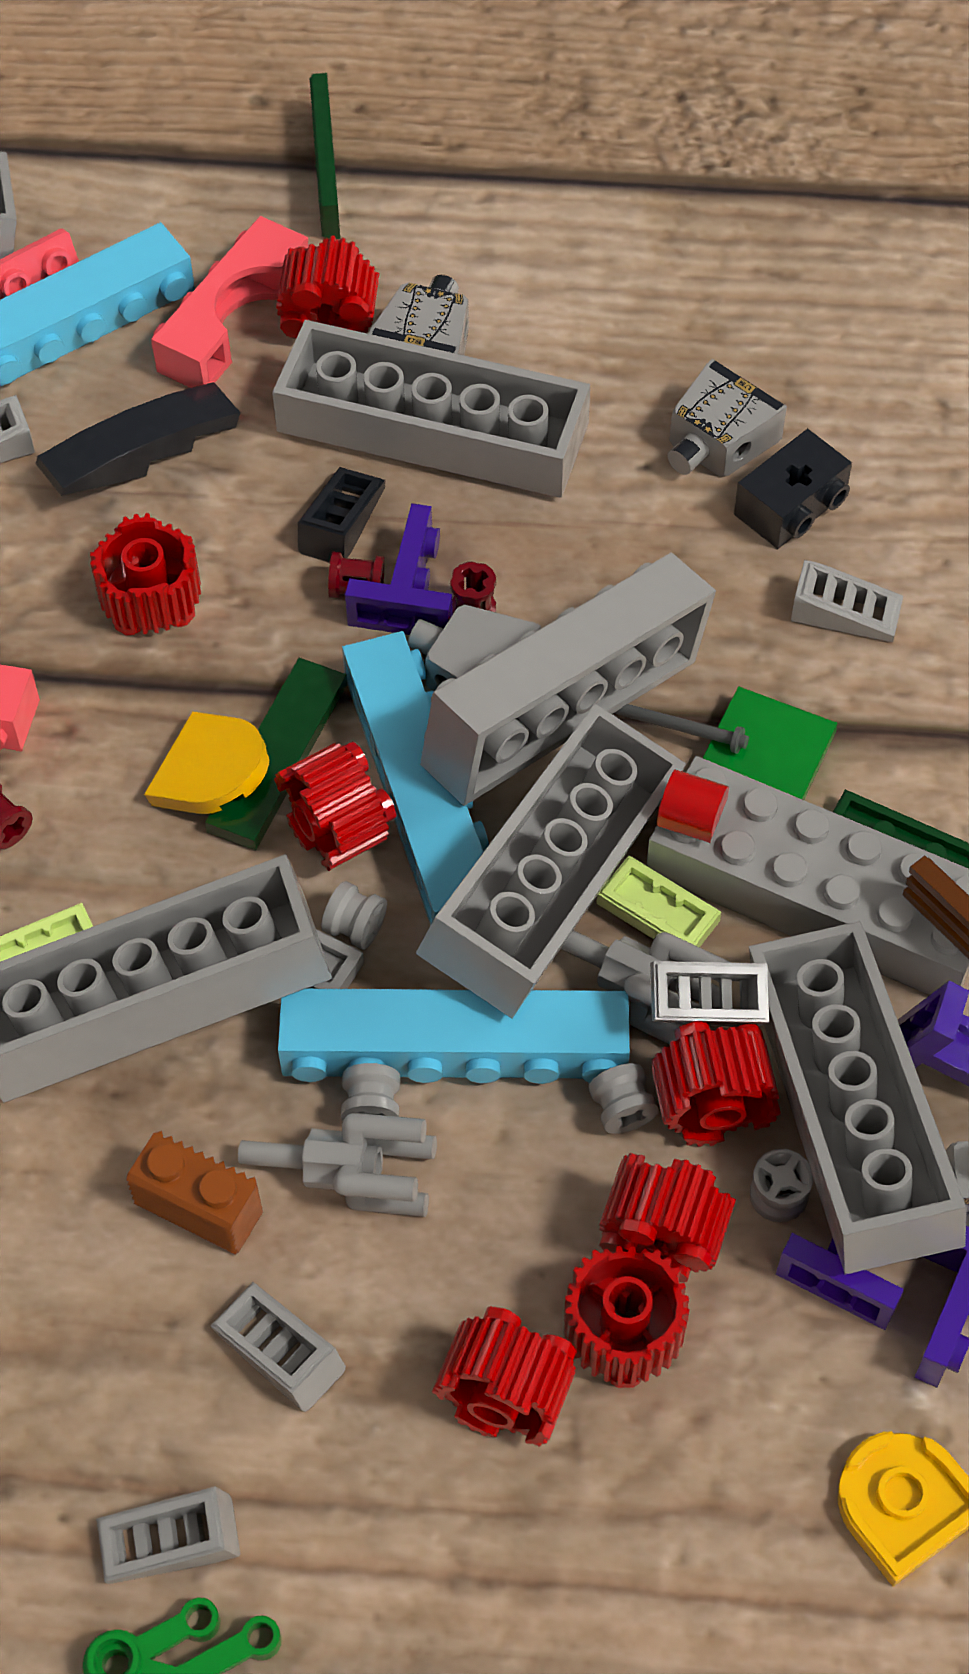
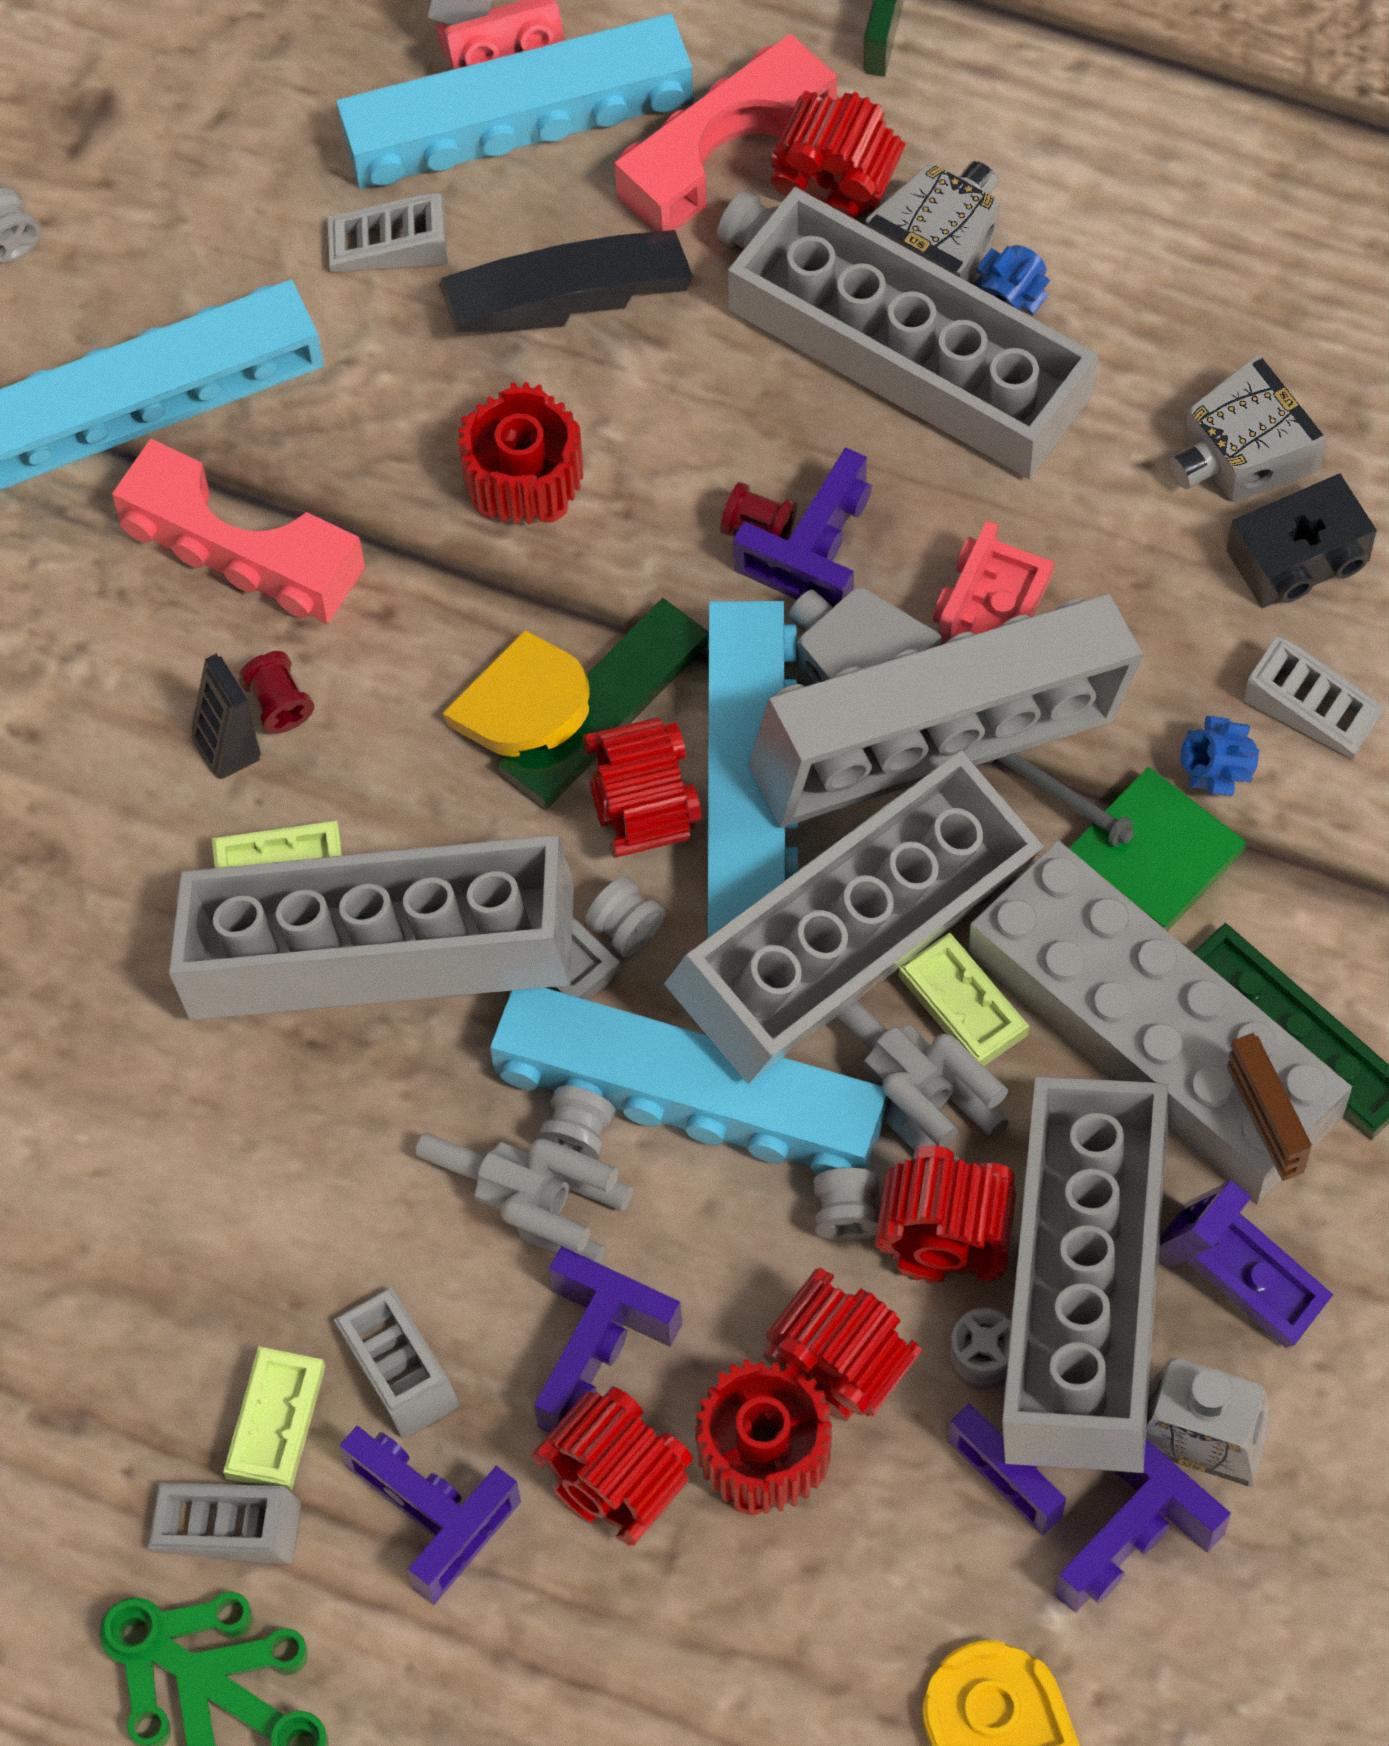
camera: 20 degrees right, 5 degrees up
(185, 1429) = (274, 1418): none -> yellowish green plate
(195, 1192) = (359, 1175): dark orange brick -> none
(268, 361) = (742, 220): none -> light grey wheel
(337, 518) = (744, 460): black slope -> none
(352, 1463) = (433, 1504): none -> dark purple bracket
(457, 1240) = (599, 1336): none -> dark purple bracket
(479, 586) = (894, 565): dark red bush -> none
(498, 345) = (1014, 277): none -> blue gear
(566, 579) = (992, 587): none -> coral bracket
(692, 805) = (1025, 899): red brick -> none
(753, 993) = (1016, 1130): slope -> none
(793, 662) = (1219, 755): none -> blue gear

